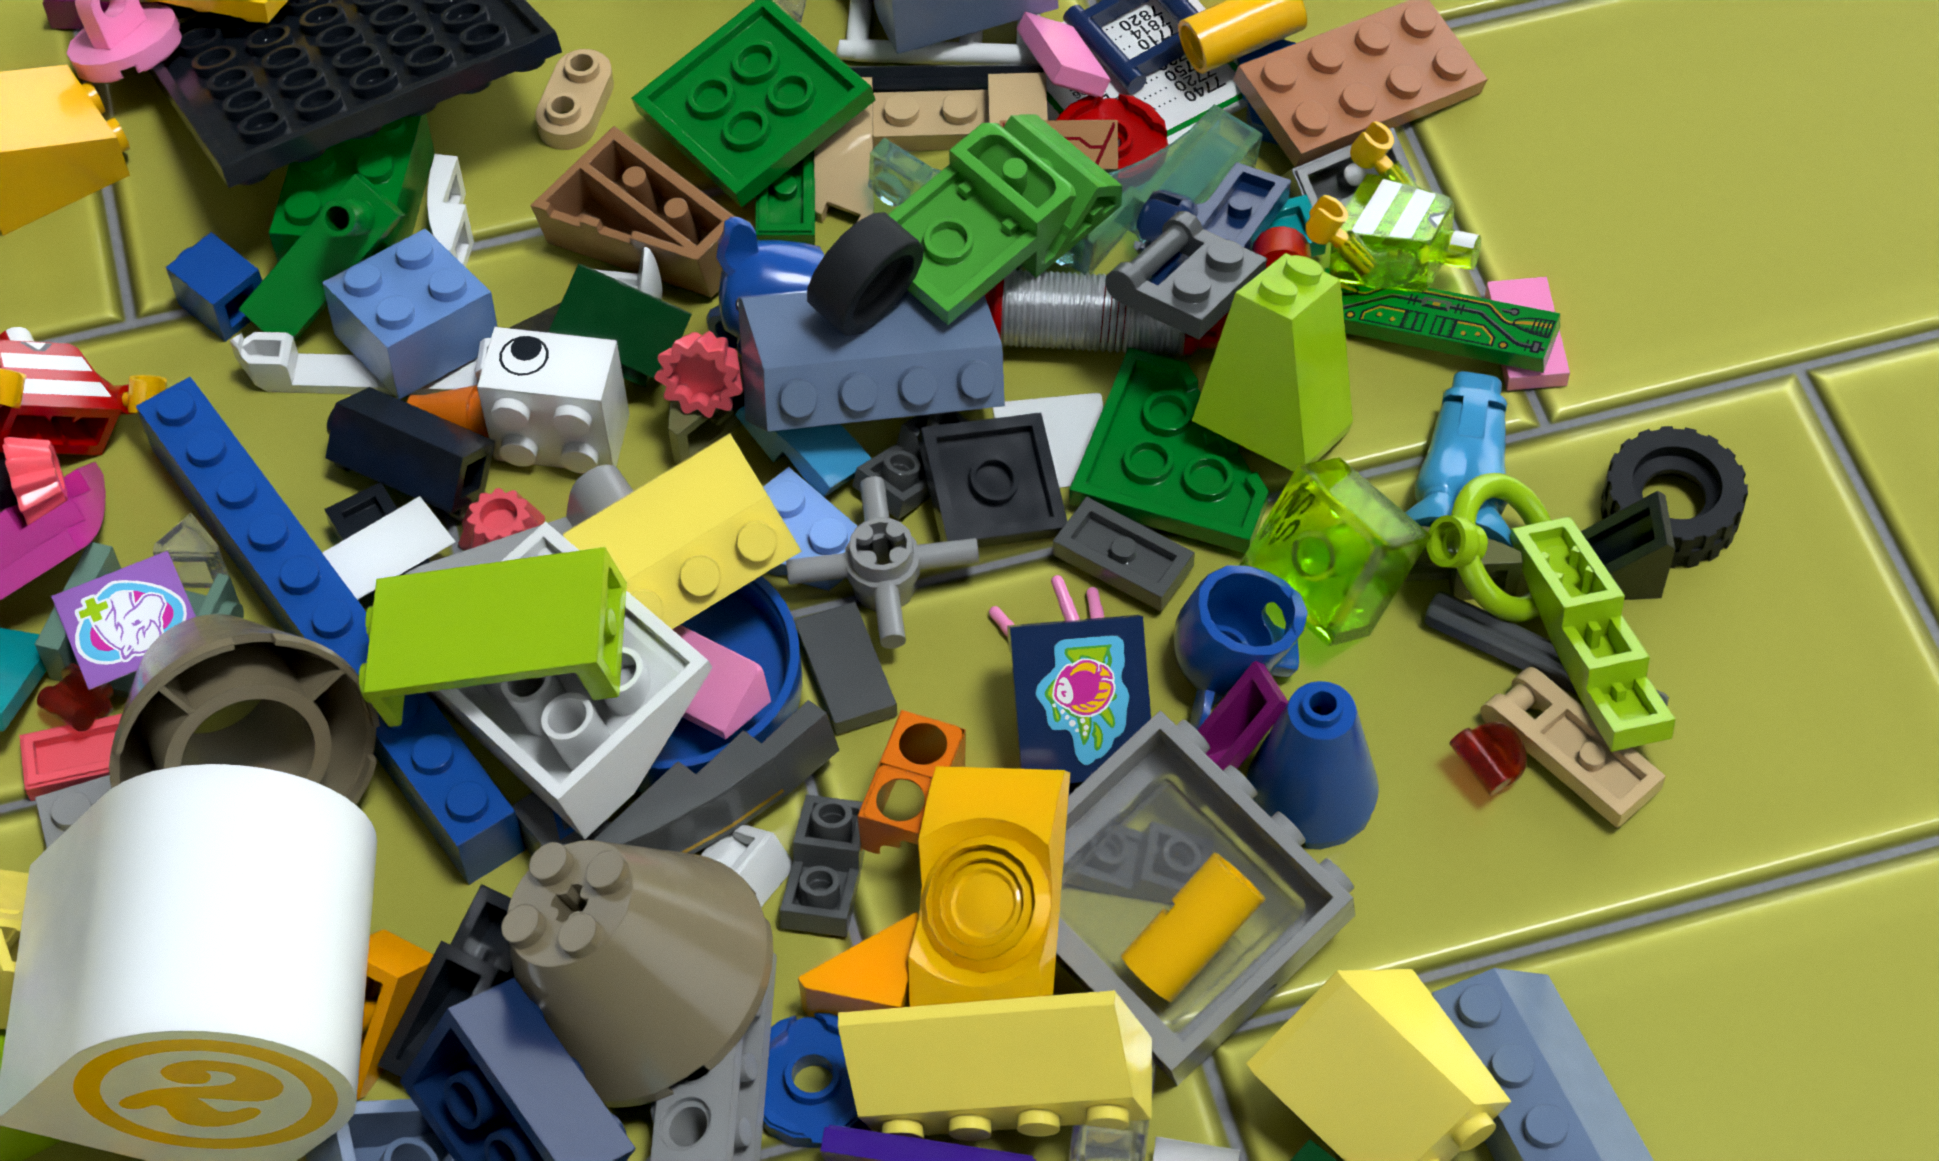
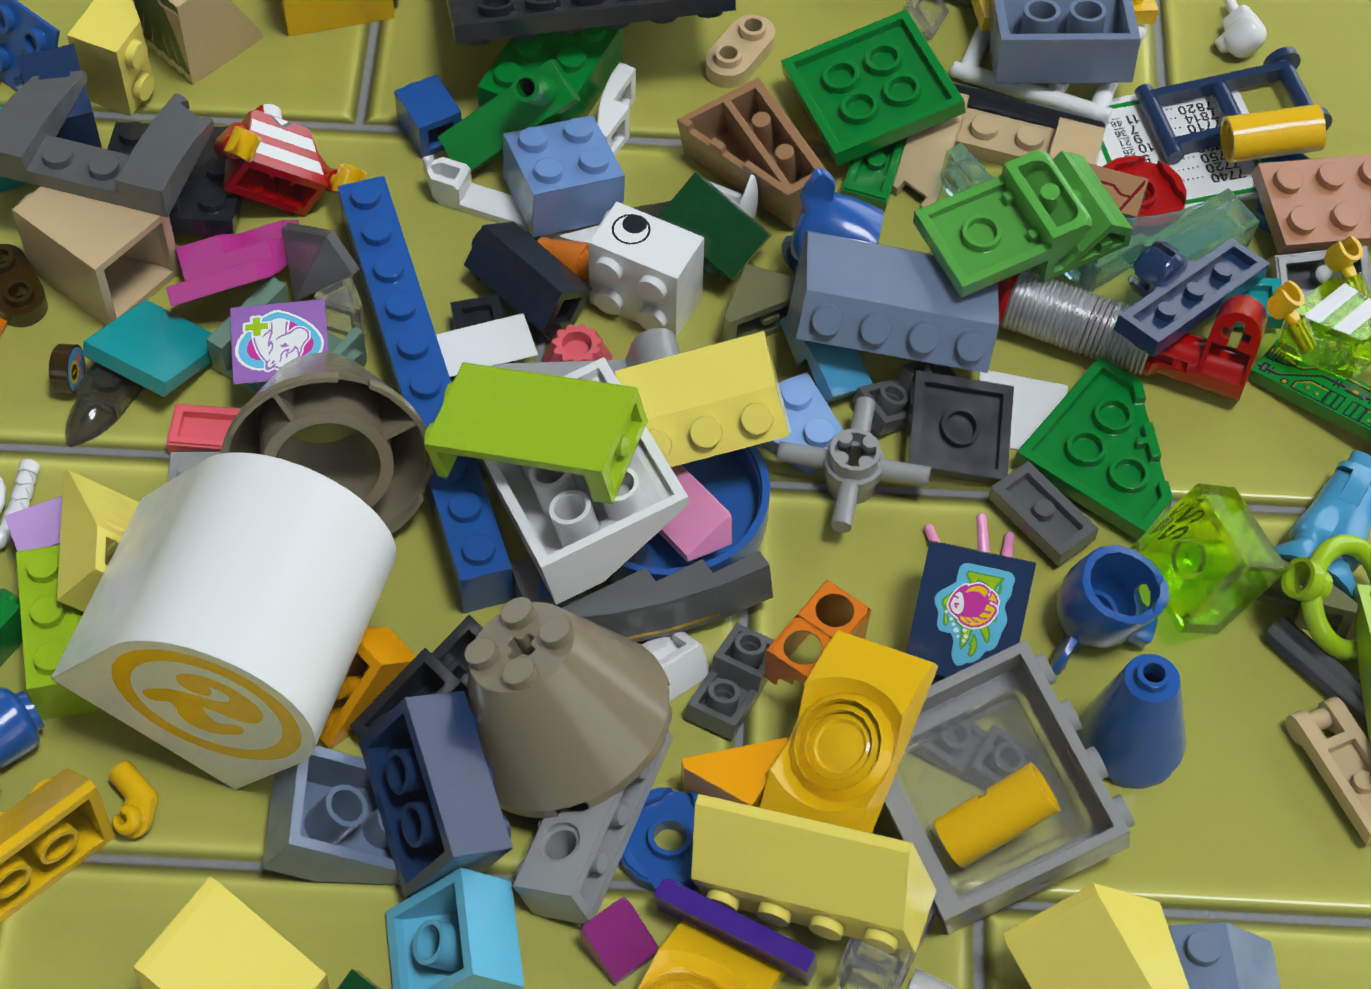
camera: 15 degrees right, 0 degrees up
(34, 476) = (247, 216): coral piece -> none
(74, 702) = (221, 391): clear red plate -> none
(138, 504) = (315, 258): none -> dark grey slope
(700, 373) = (760, 280): coral piece -> none
(846, 668) = (799, 536): dark grey tile -> none
(865, 273) = (906, 239): black tyre -> none
(1063, 55) = (1123, 118): bright pink tile -> none
(1195, 292) = (1166, 325): dark grey plate -> none
(1243, 717) = (1090, 667): magenta slope -> none
(1282, 366) = (1213, 403): lime slope -> none
(1492, 754) = (1282, 756): clear red plate -> none

